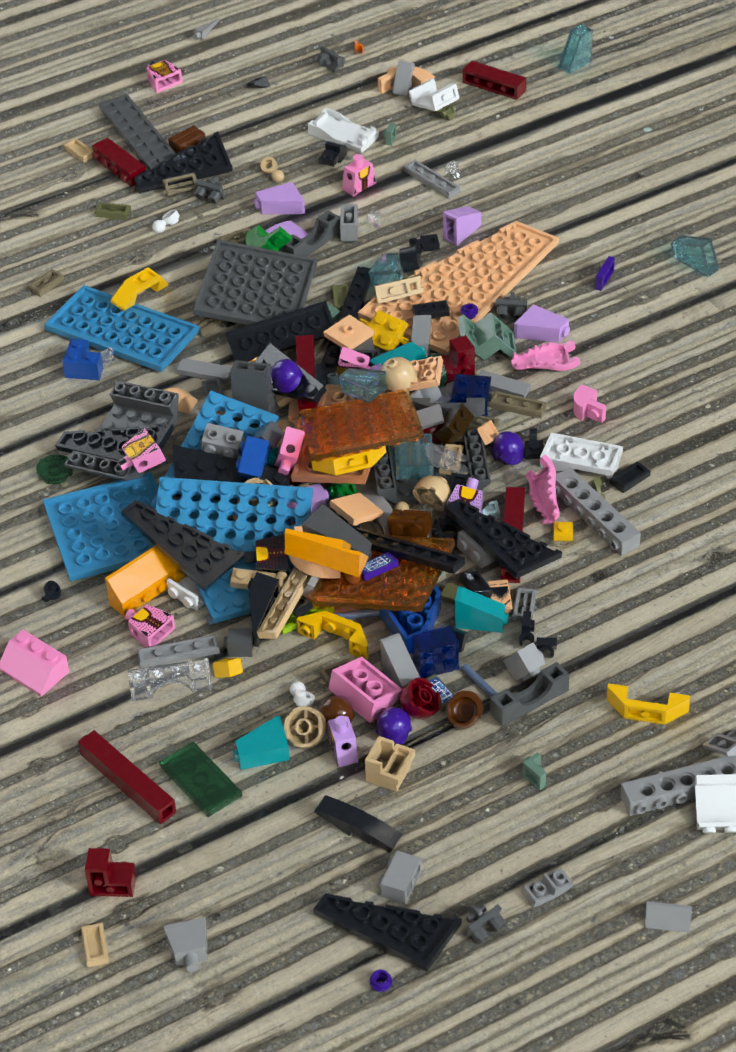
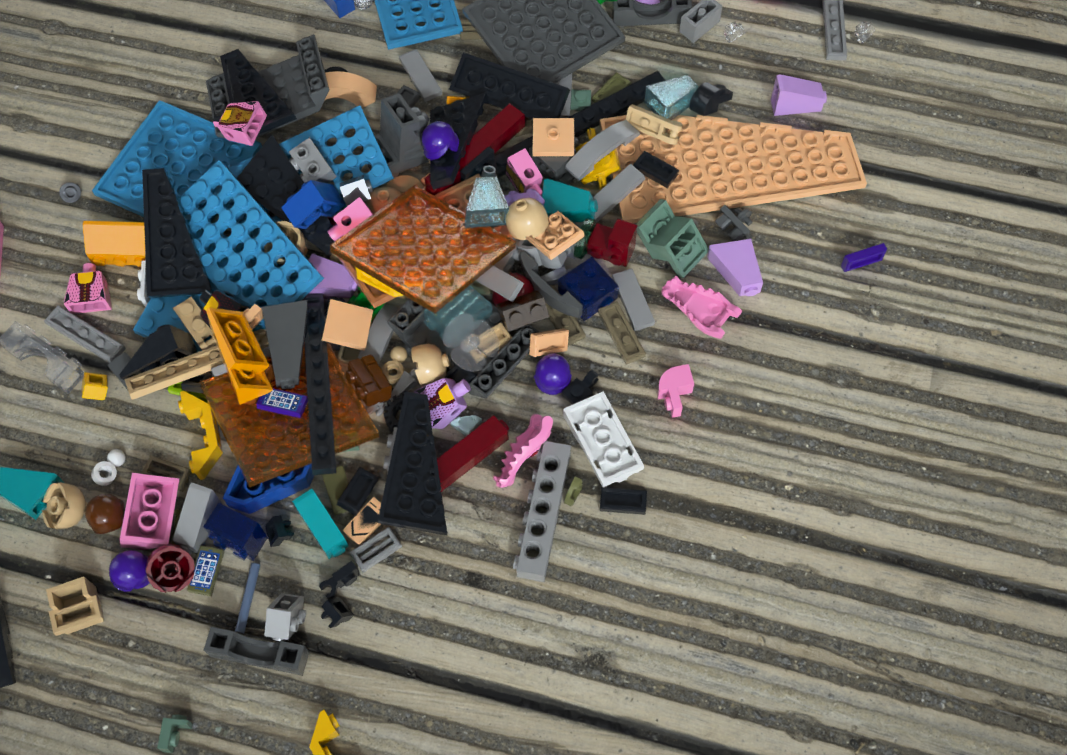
camera: 45 degrees right, 20 degrees up
(52, 469) = (200, 73): clear green tile -> none
(341, 732) = (74, 546): lavender torso -> none
(384, 322) = (599, 146): none -> light grey slope
(426, 242) = (747, 93): black plate -> none
(464, 709) = (187, 614): reddish brown helmet -> none
(469, 310) = (688, 202): dark purple plate -> none
(563, 531) = (497, 503): yellow plate -> none
(696, 253) = (975, 309): clear light blue slope -> none

